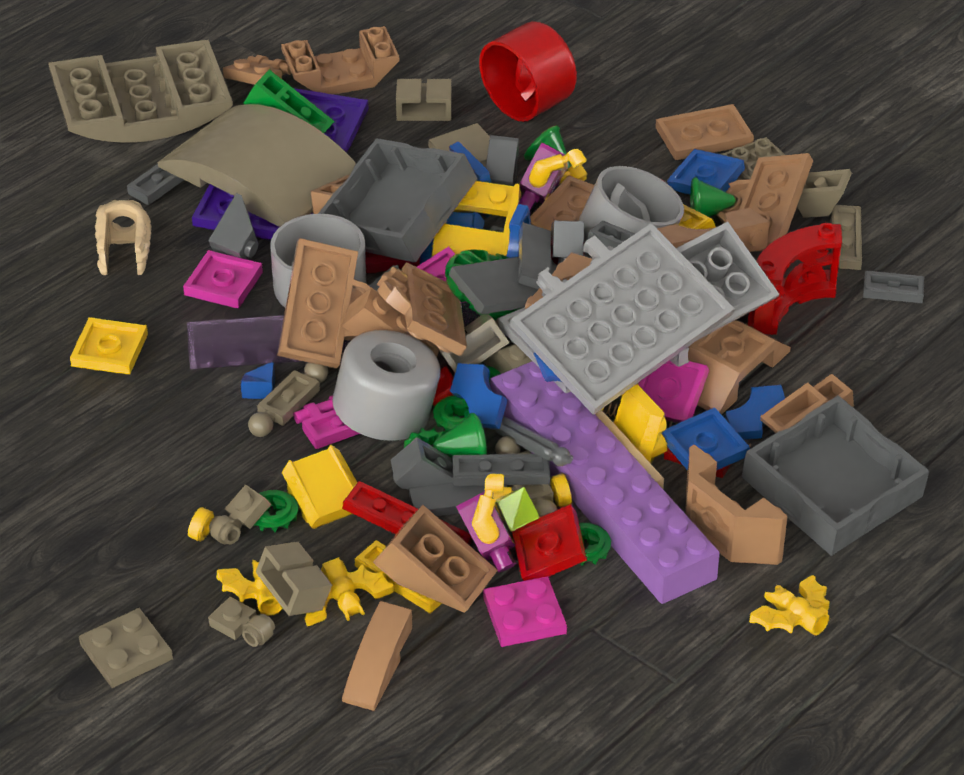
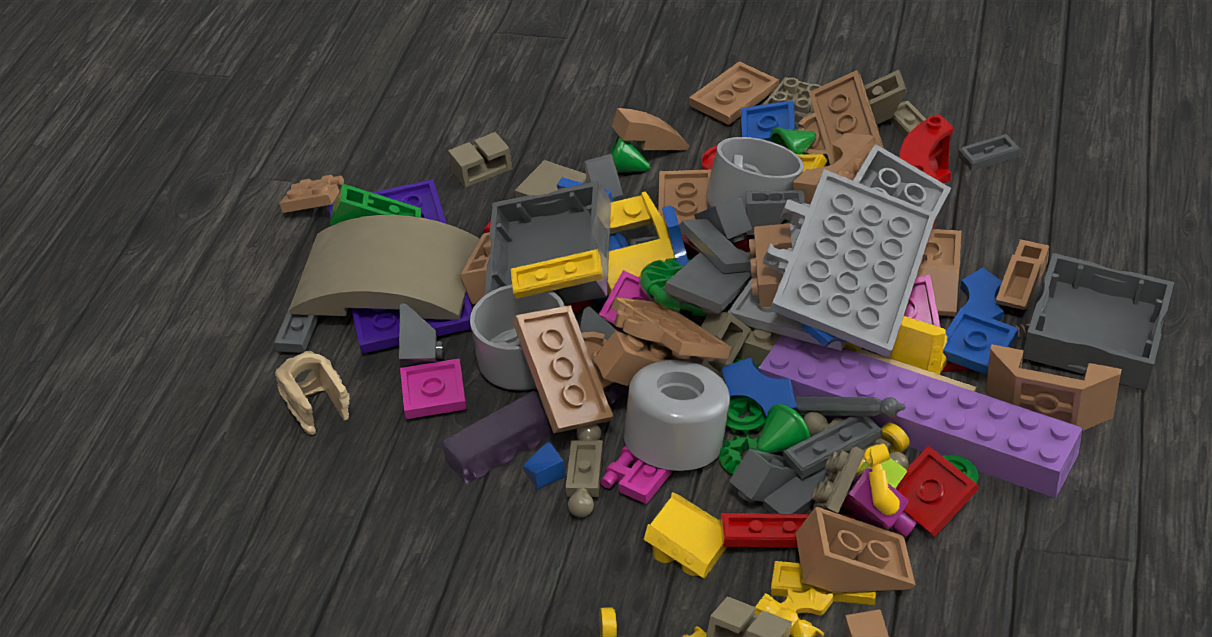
camera: 25 degrees left, 0 degrees up
(109, 346) = (377, 497): yellow plate -> none
(143, 95) = (224, 258): dark tan slope -> none
(243, 510) = (638, 590): dark tan plate -> none
(285, 507) = (659, 568): green gear -> none
(346, 69) = (390, 161): medium nougat slope -> none
(373, 221) = (556, 273): none -> yellow tile
(473, 486) = (842, 470): none -> dark tan tile
(524, 611) = (956, 562): dark pink plate -> none
(528, 70) = (550, 112): red piece -> none
(547, 172) = (647, 170): torso -> none
(584, 133) = (647, 131): none -> medium nougat slope
(807, 612) = (1174, 447): yellow animal -> none

